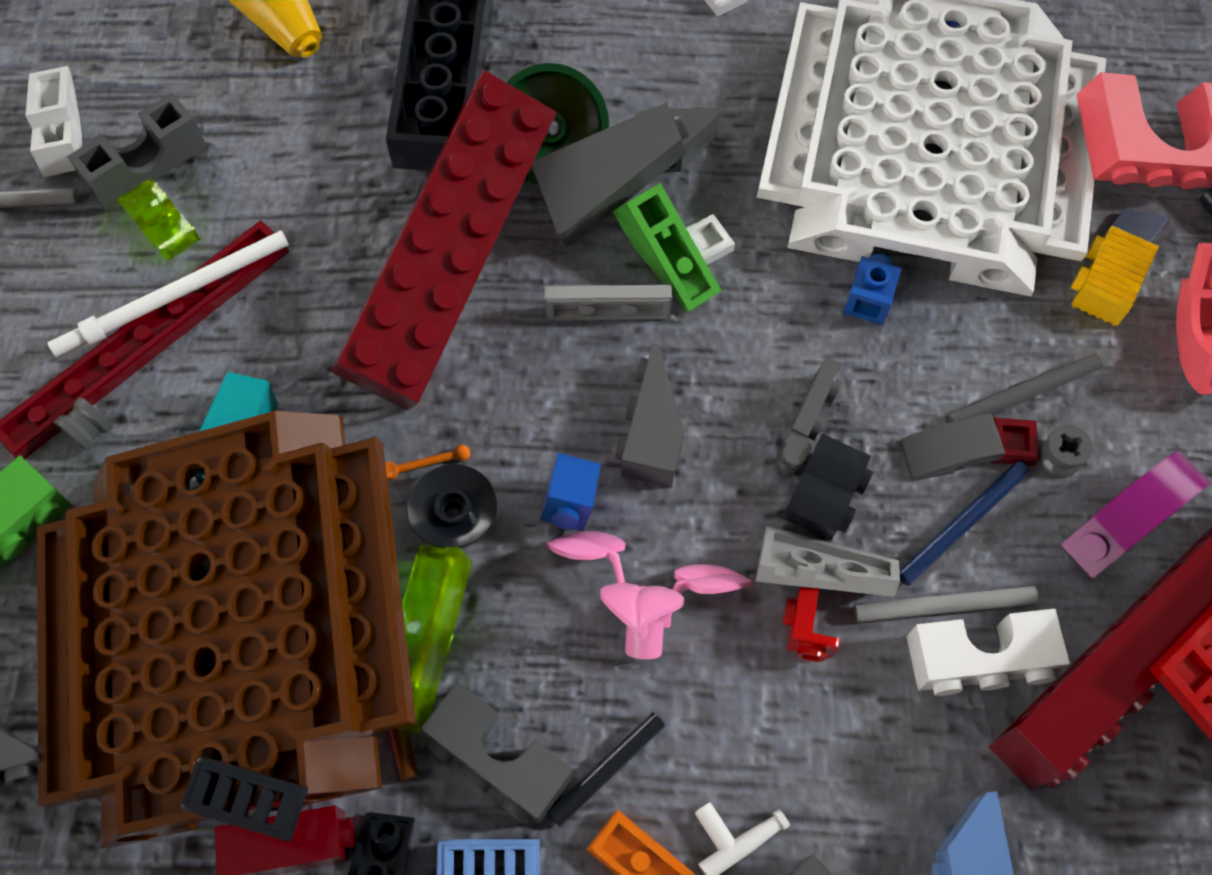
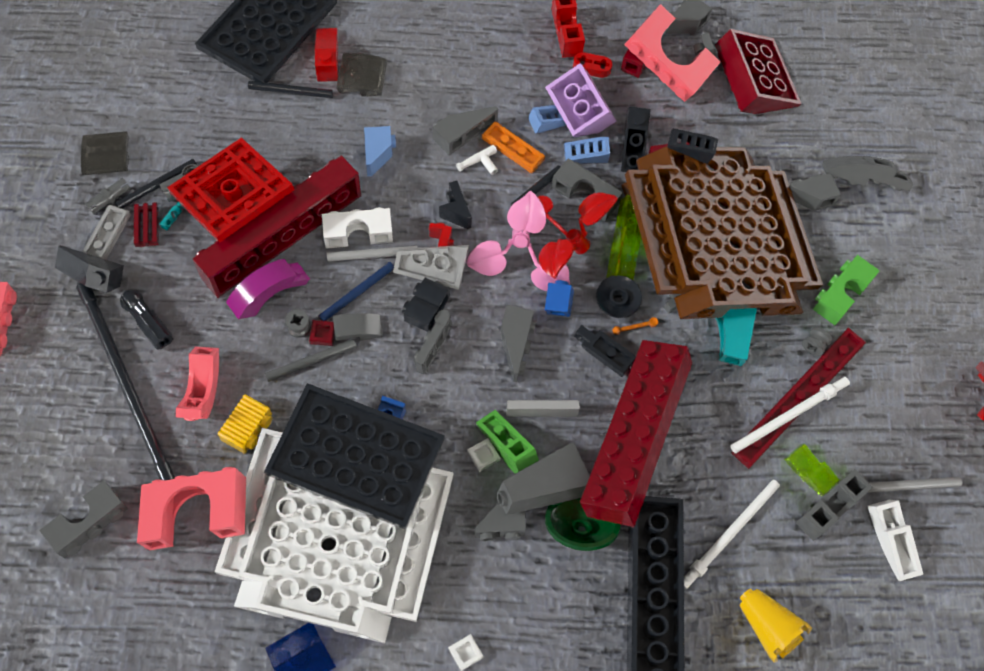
camera: 175 degrees right, 0 degrees up
(372, 86) = (700, 566): none -> white bar
(487, 407) = (605, 350): none -> black hinge
(493, 632) = (556, 255): none -> red plant
(776, 693) = (456, 209): none -> black slope
(928, 187) = (355, 455): none -> black plate
(1140, 223) = (223, 456): sand blue slope -> none

